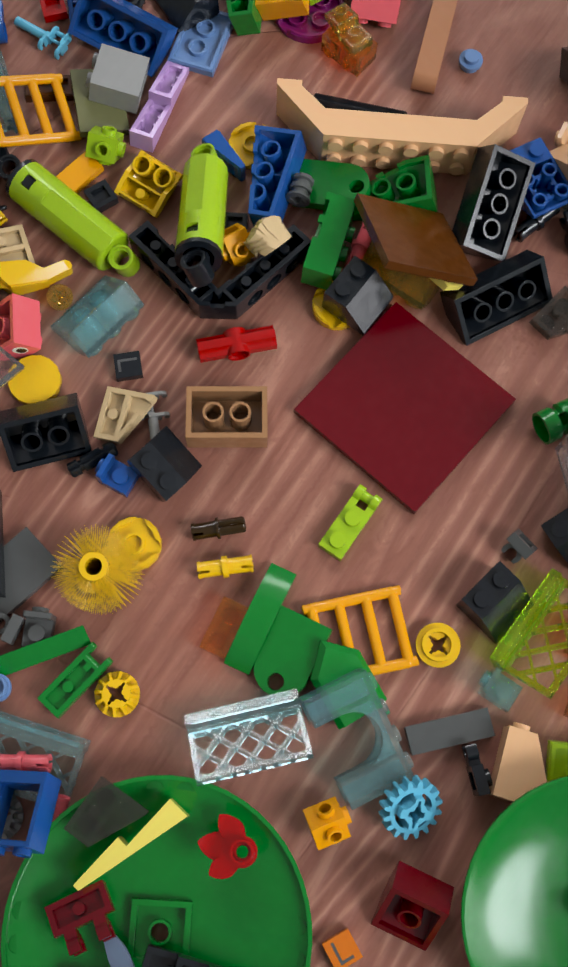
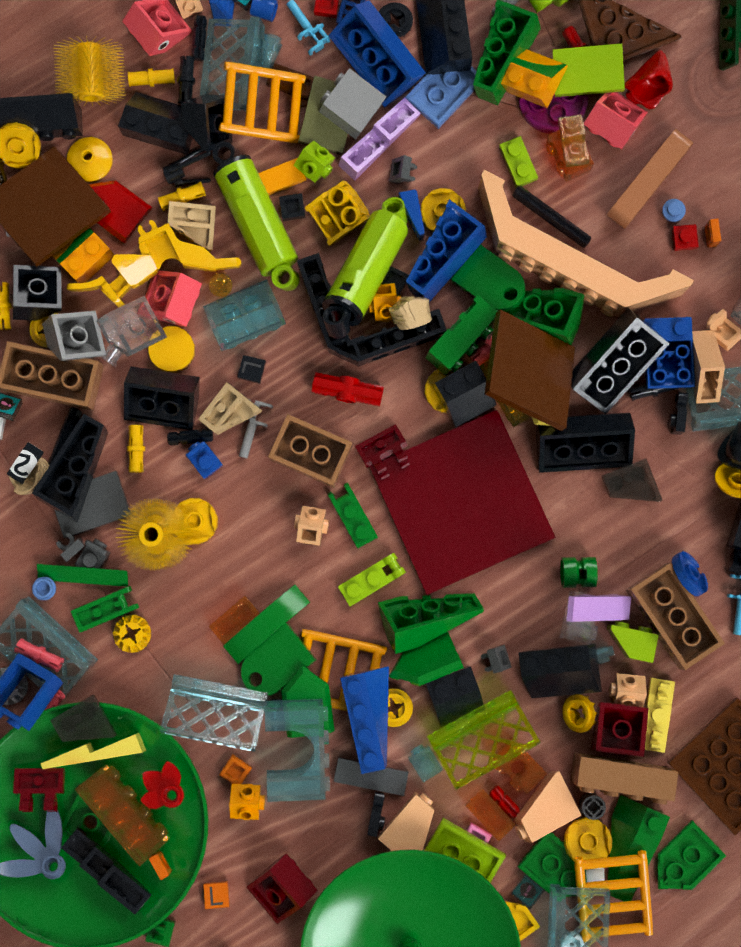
camera: 30 degrees right, 10 degrees up
(14, 62) = (269, 50): none -> clear light blue cone
(38, 495) = (136, 449): none -> yellow pin
(164, 464) = (244, 468): black slope -> none
(194, 122) = (401, 169): none -> dark grey tile
(195, 900) = (123, 814): none -> clear orange slope
(218, 528) = (264, 538): dark brown axle -> none
(225, 566) = (256, 572): yellow pin -> none
(261, 491) = (311, 525): none -> light nougat brick
(265, 942) = (160, 865): none -> orange tile
(294, 387) = (381, 446): none -> dark red plate
(298, 794) = (235, 770): none -> orange tile
(300, 69) = (518, 162): none -> lime plate
(300, 189) = (461, 276): dark grey bush -> none
(301, 468) = (353, 517): none -> green hinge
(410, 807) = (312, 819): medium azure gear -> none
(413, 657) = (367, 709): none -> blue wedge
(420, 544) = (418, 621): none -> green wedge
(451, 577) = (428, 661): none -> green tile
(493, 80) = (685, 237): none -> red plate
(518, 64) = (712, 233): none -> orange tile

